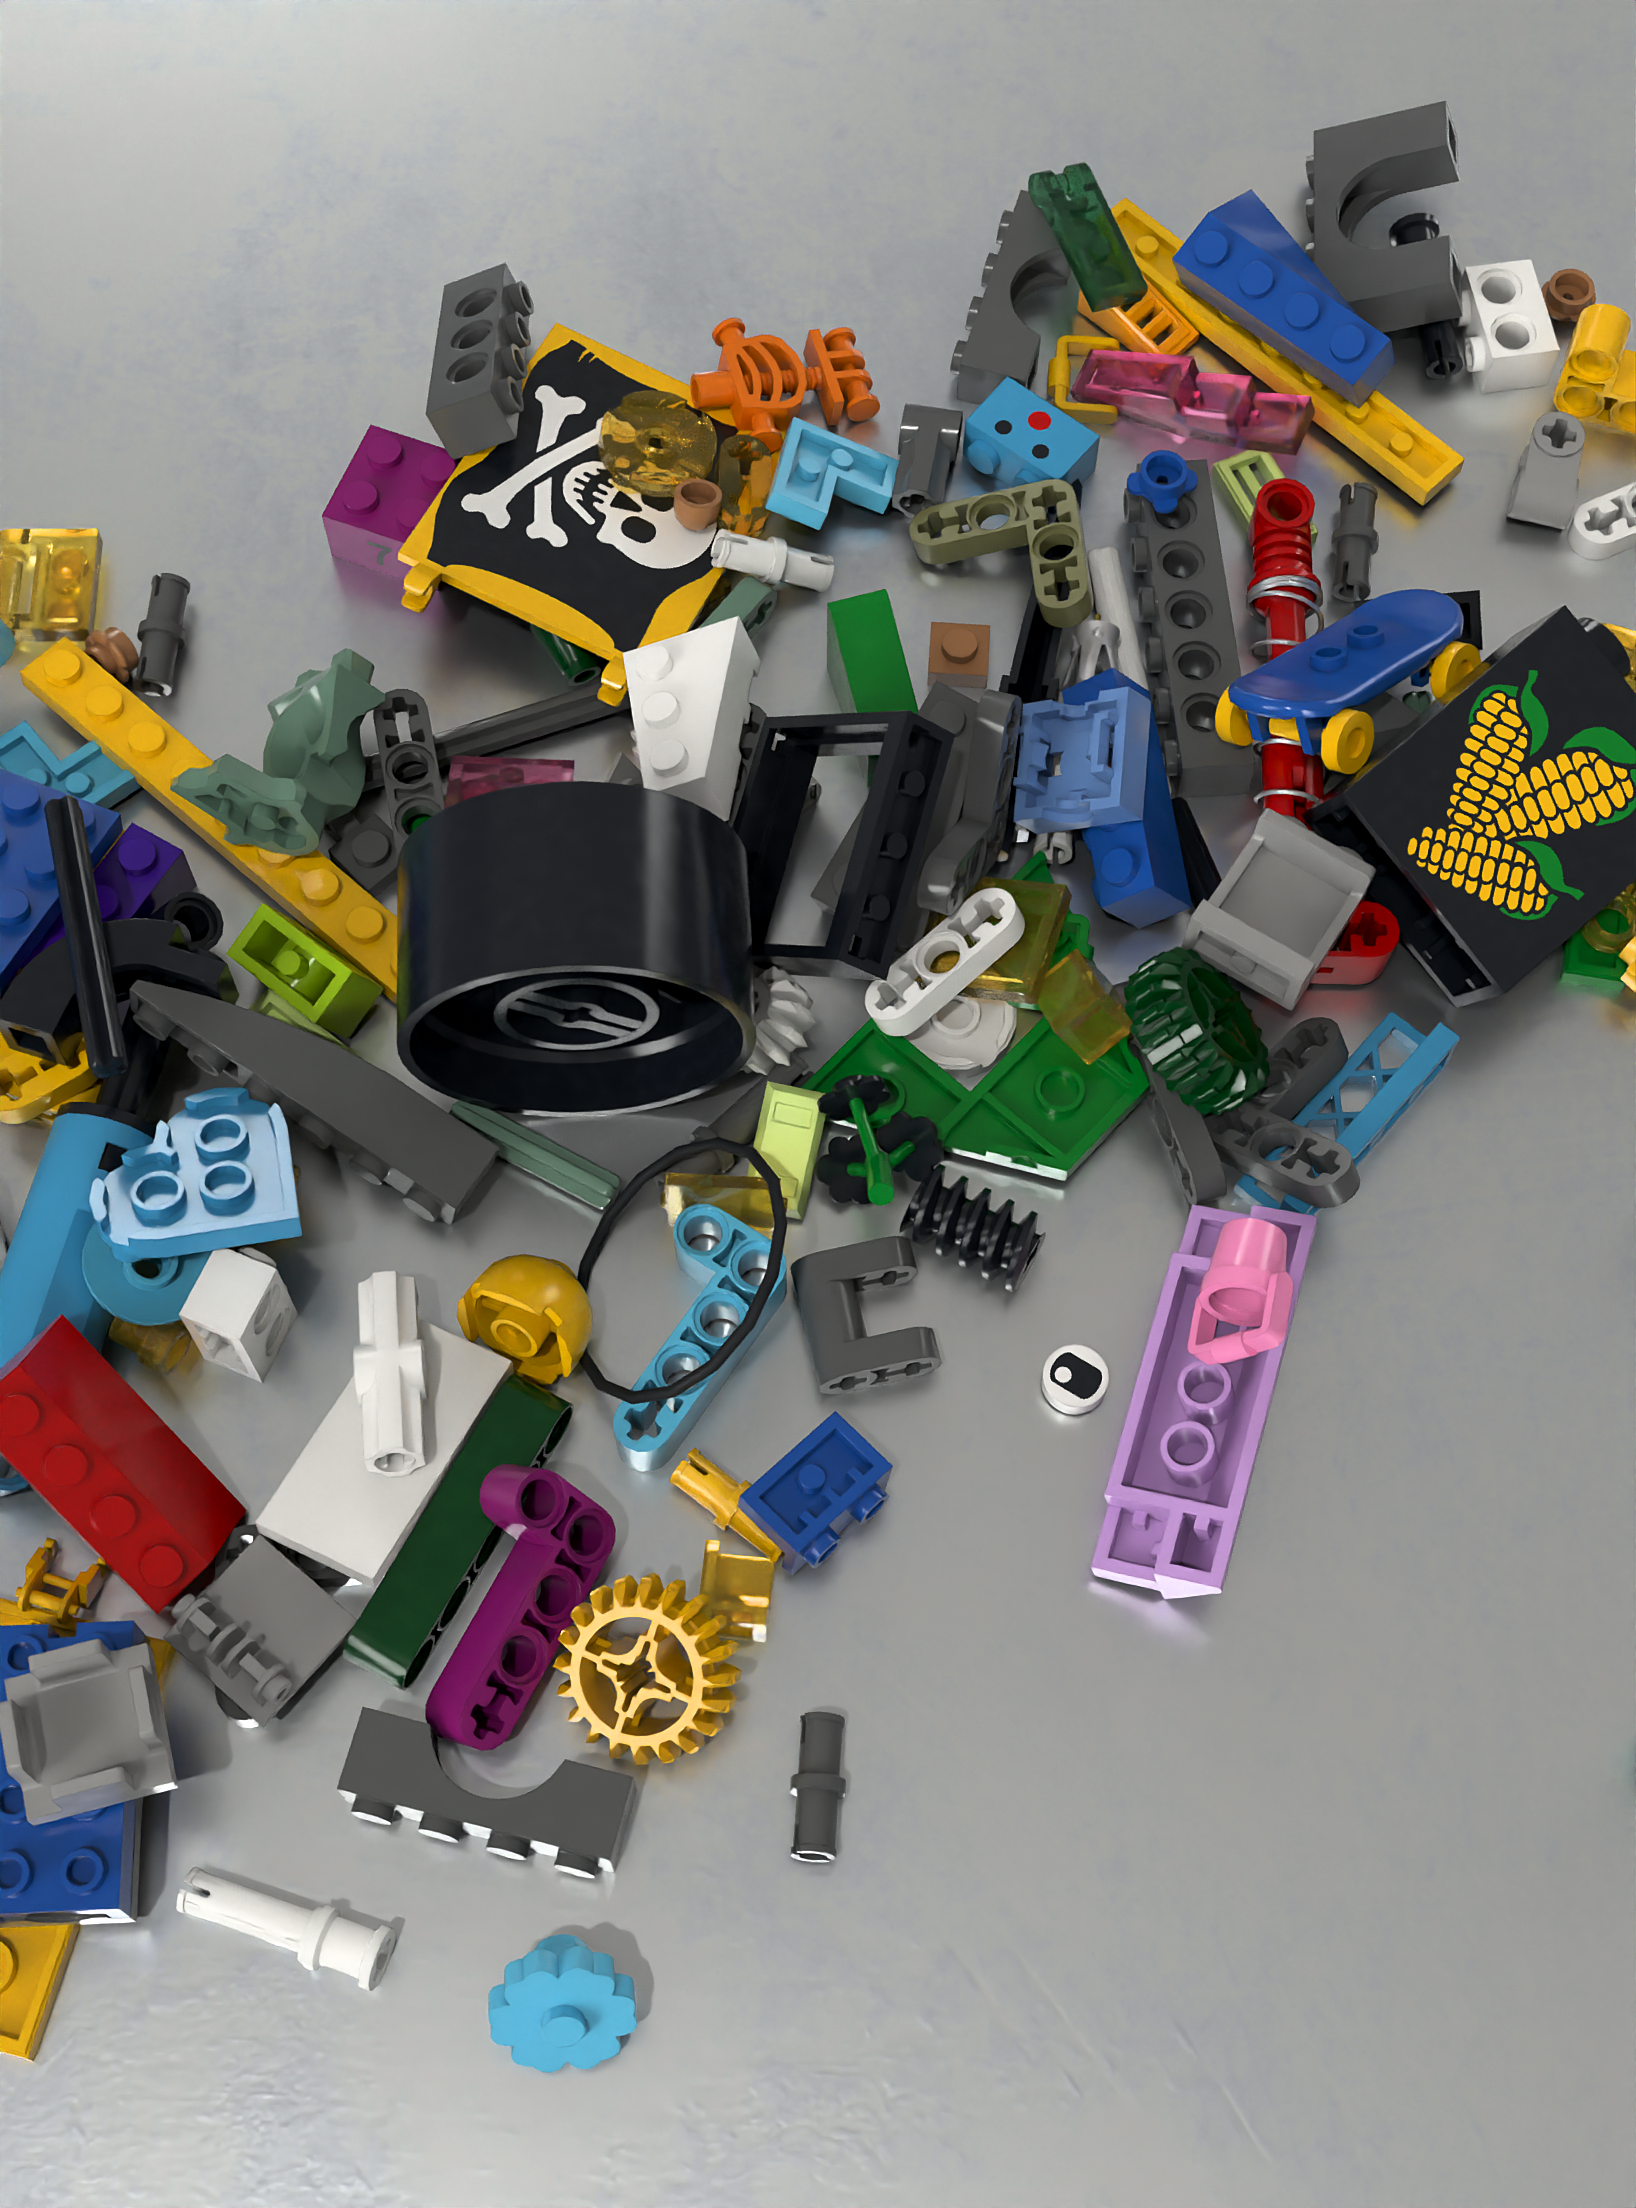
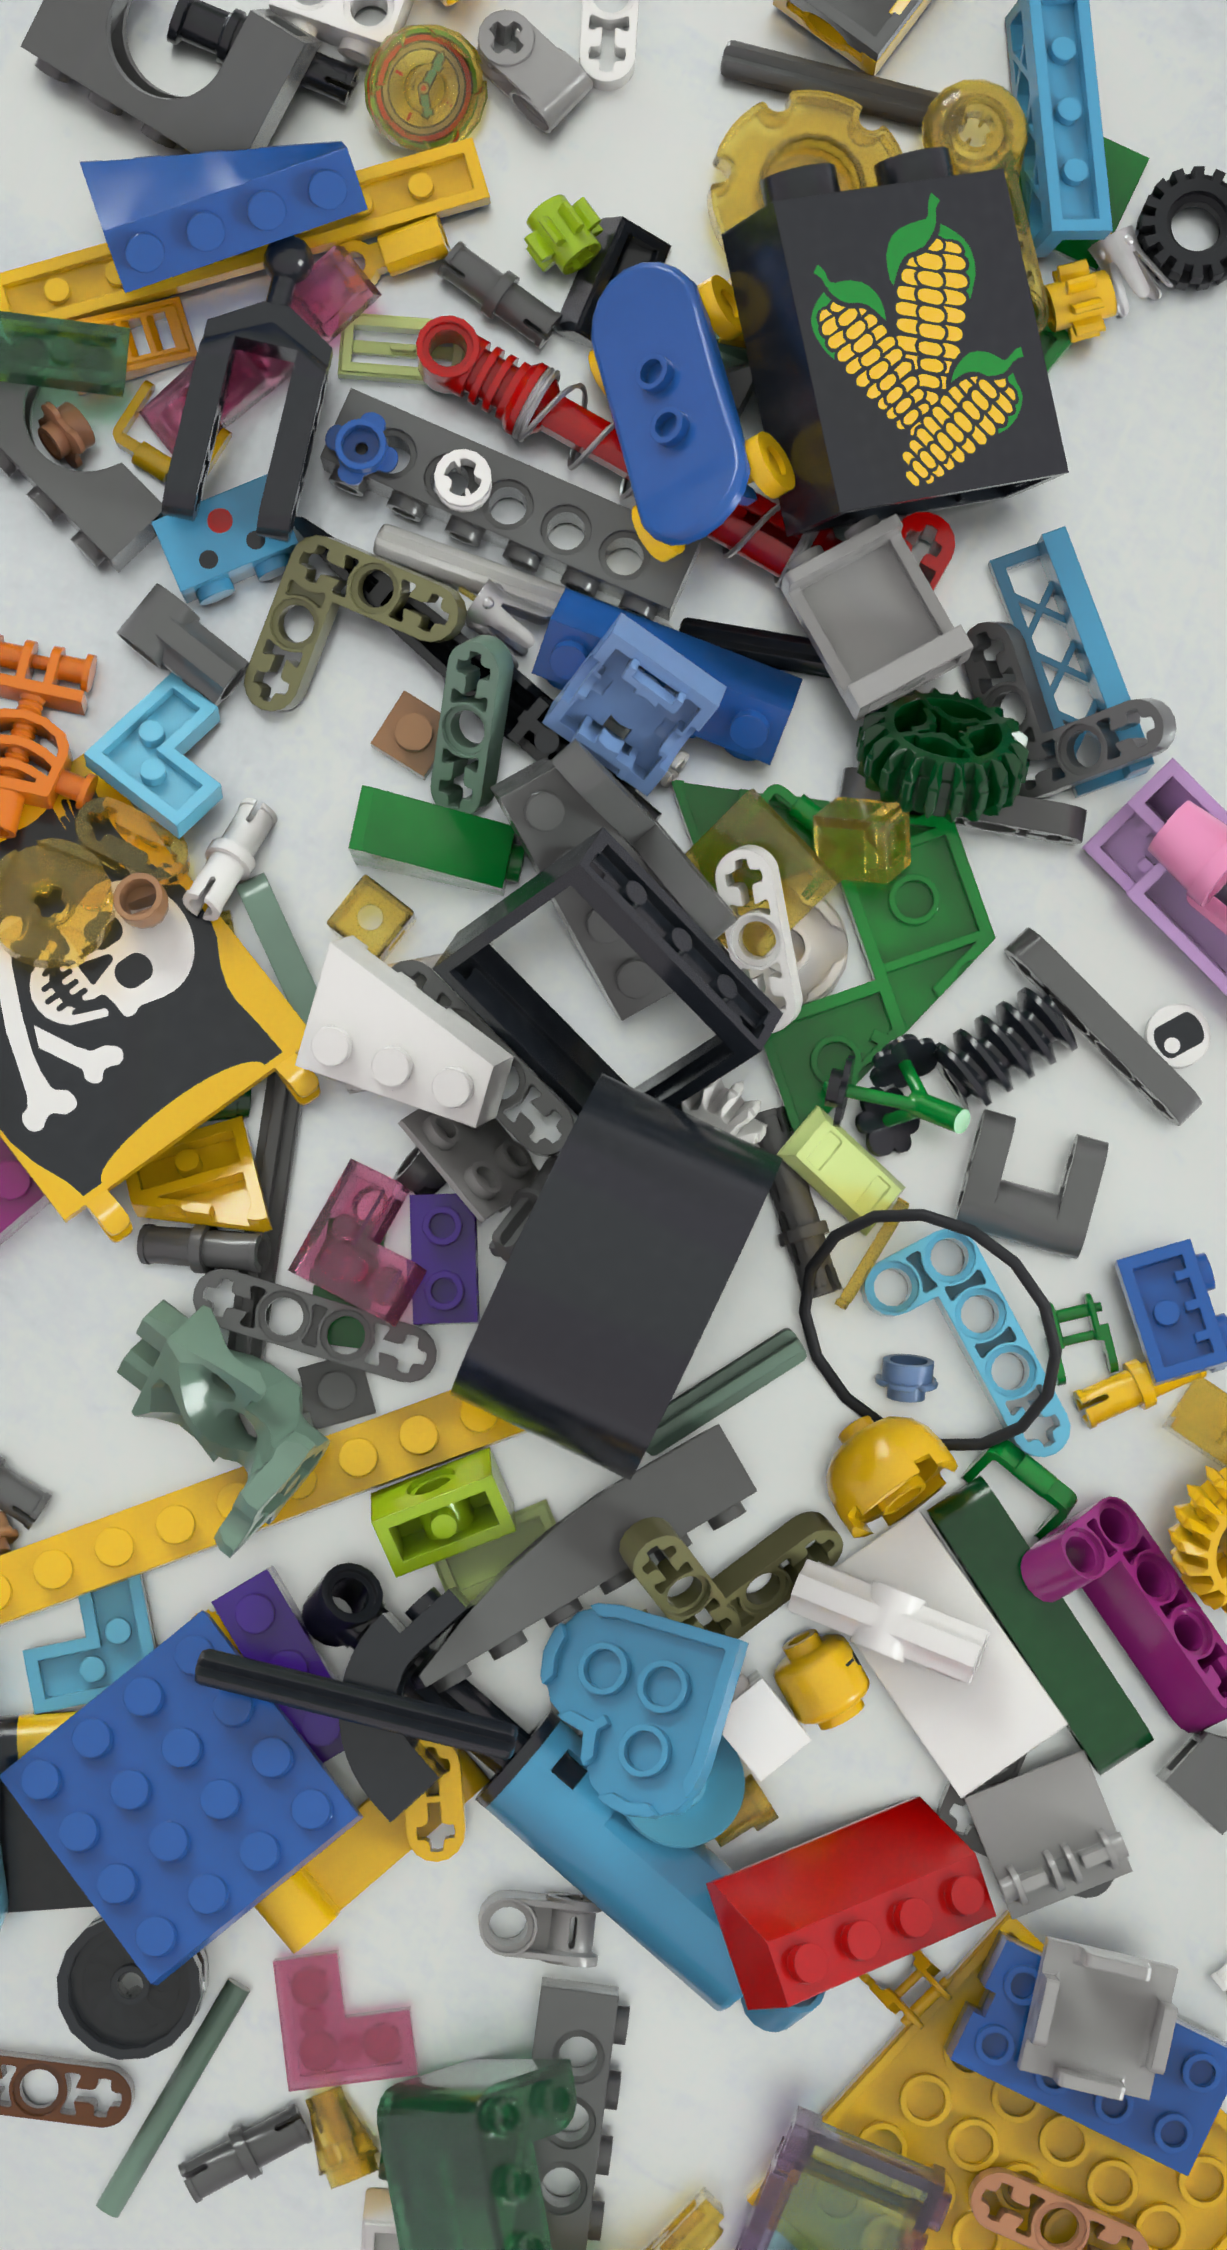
camera: 65 degrees left, 20 degrees up
(311, 1358) = (821, 1679): none -> yellow head
(343, 1231) = (725, 1595): none -> olive beam
(440, 691) = (204, 1248): none -> dark grey pin
(496, 663) = (204, 1181): none -> yellow wing
(595, 1439) = (1033, 1476): none -> green piece
(630, 1300) = (907, 1377): none -> medium blue plate
(734, 1415) = (1098, 1332): none -> green piece
(801, 684) = (396, 921): none -> clear yellow piece
(1037, 643) = (490, 706): none -> sand green beam
(1041, 302) = (65, 432): none -> nougat plate
(1043, 1307) = (1103, 1027): none -> dark grey beam
(1135, 357) = (269, 331): none -> black piece
(1188, 546) = (444, 484): none -> white bush
(1339, 456) = (402, 248): none -> yellow bar
(1434, 556) = (563, 234): none -> lime gear
(1480, 406) = (425, 87): none -> clear yellow tile

